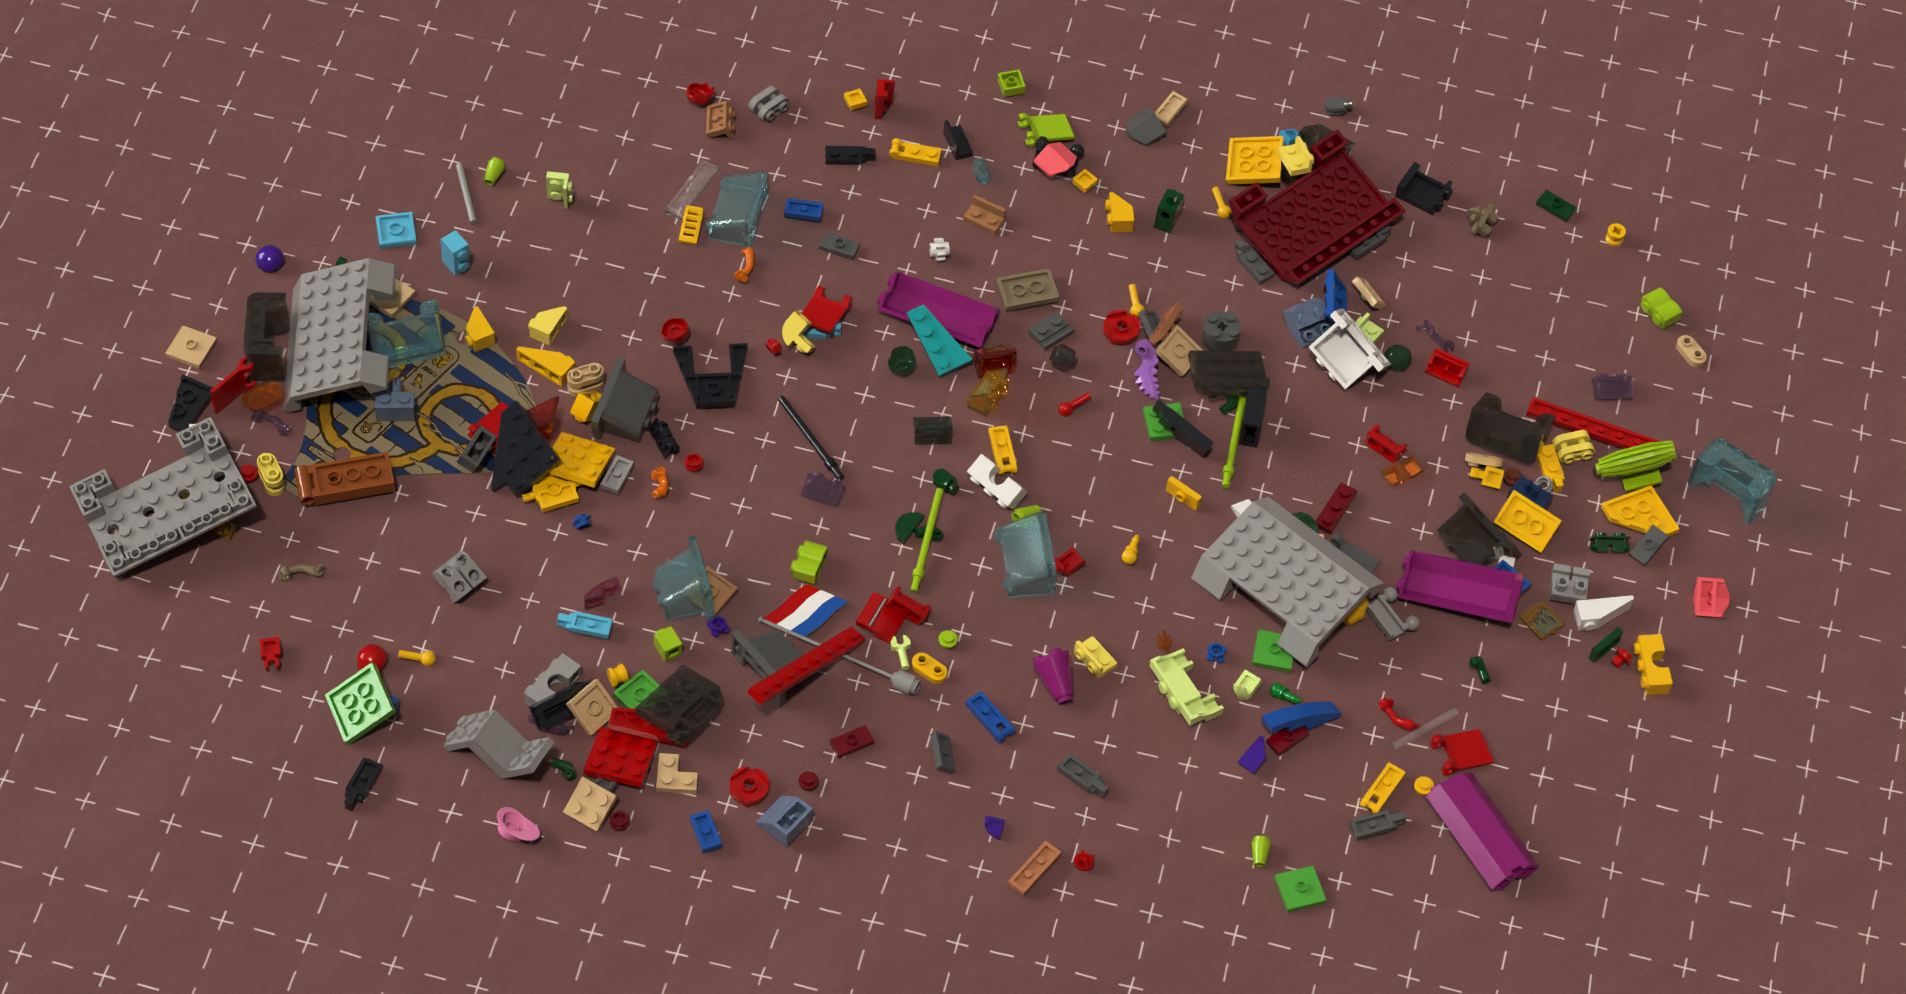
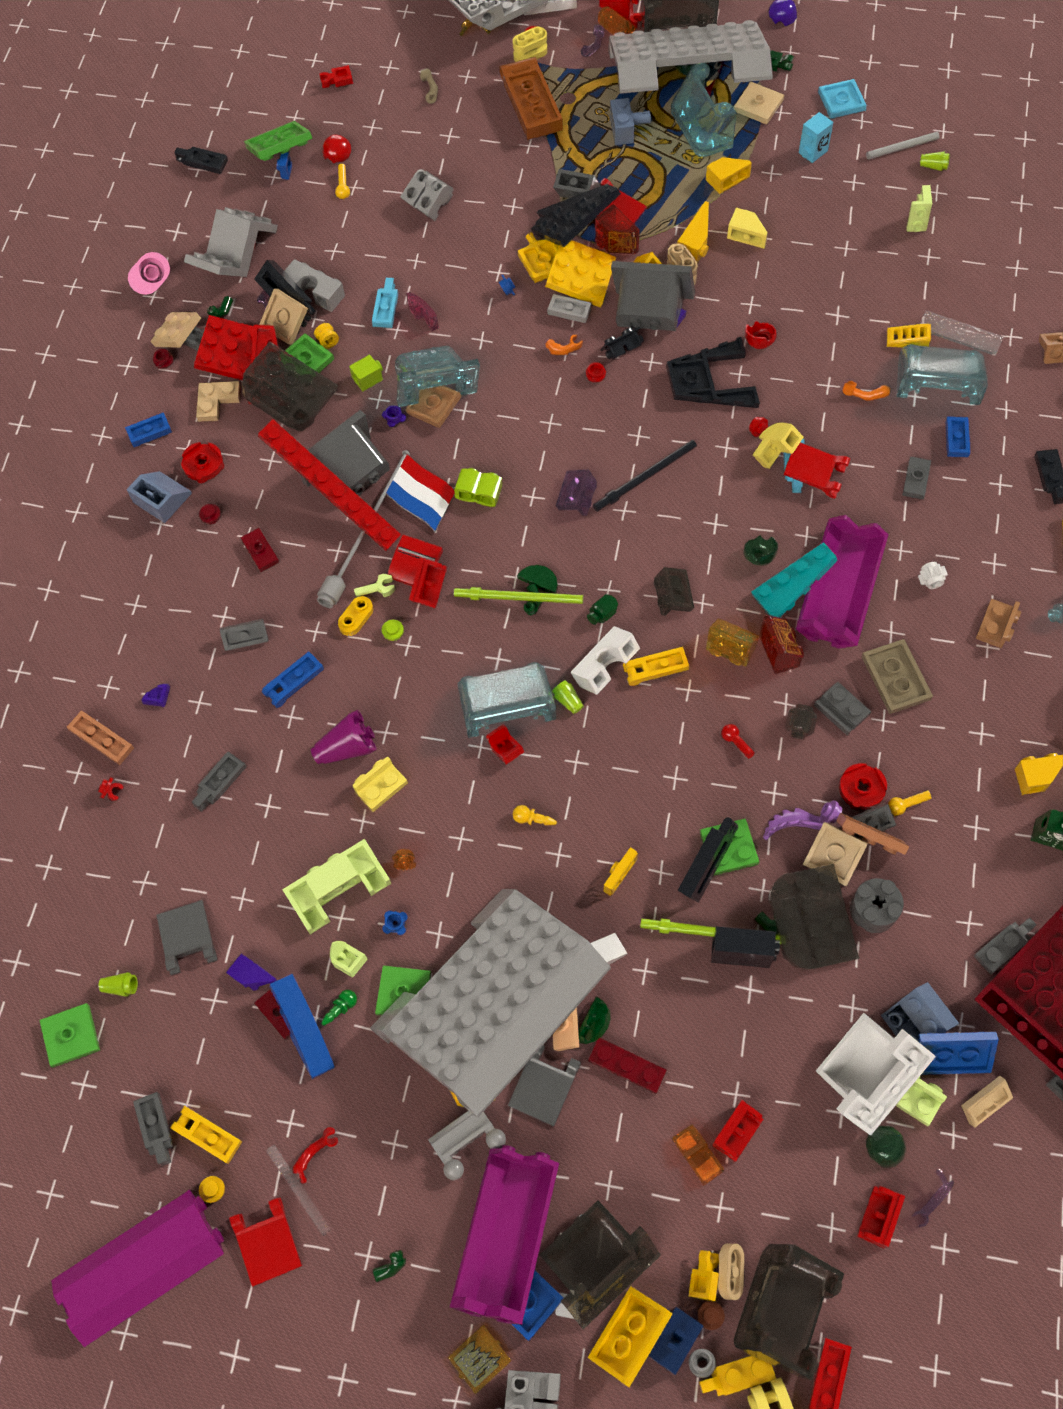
camera: 95 degrees right, 10 degrees up
(1218, 803) = (185, 933): none -> dark grey flag

